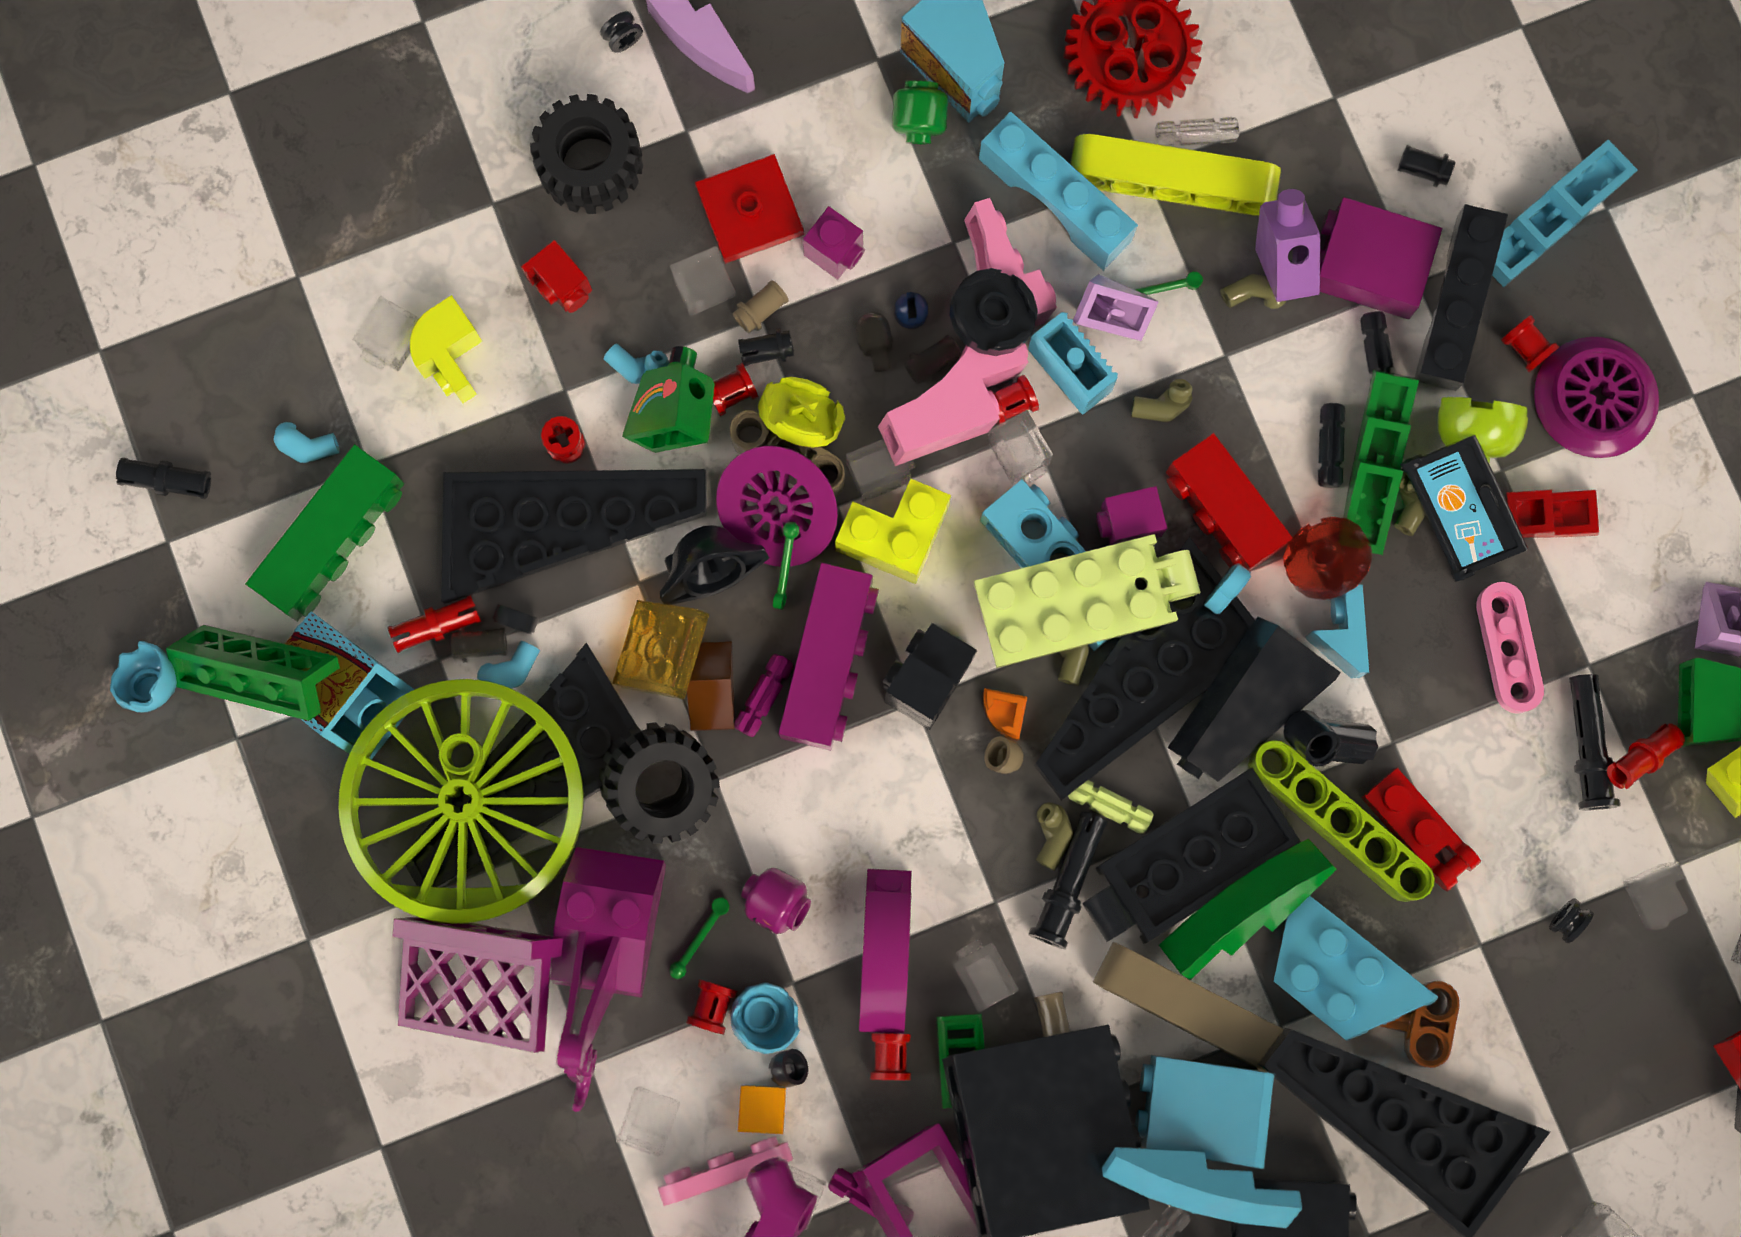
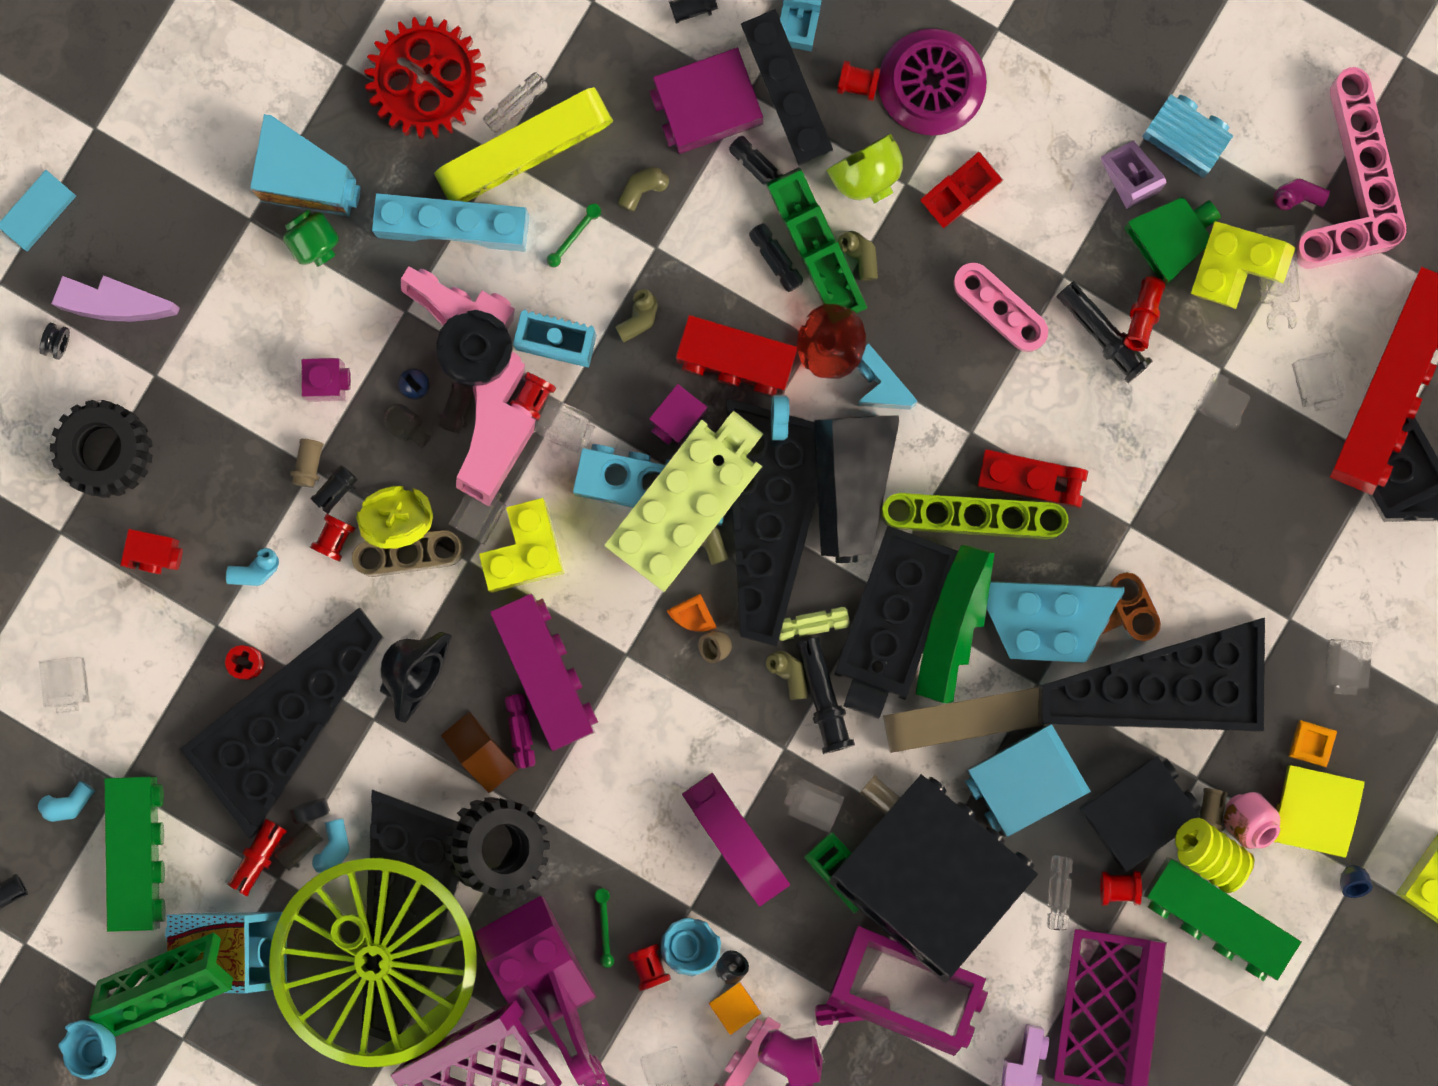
camera: 30 degrees left, 5 degrees up
(438, 340) = (102, 660): neon yellow brick -> none
(660, 649) = (426, 755): clear yellow plate -> none
(672, 405) = (302, 581): green torso -> none
(702, 281) = (253, 476): clear panel -> none
(737, 515) = (406, 621): magenta piece -> none
(749, 208) = (244, 398): red plate -> none
(776, 900) = (637, 863): magenta head -> none
(790, 531) = (452, 606): green hinge -> none
(890, 1056) = (793, 907): red bush -> none
(928, 675) = (623, 631): black brick -> none
(1115, 308) = (554, 277): lavender slope -> none
(1186, 1183) = (1050, 839): medium azure slope -> none
(1286, 227) = (631, 133): medium lavender torso -> none
(1330, 740) = (922, 470): black piece -> none
(1463, 516) = (896, 239): door -> none
(1571, 920) = (1177, 464): black bush -> none

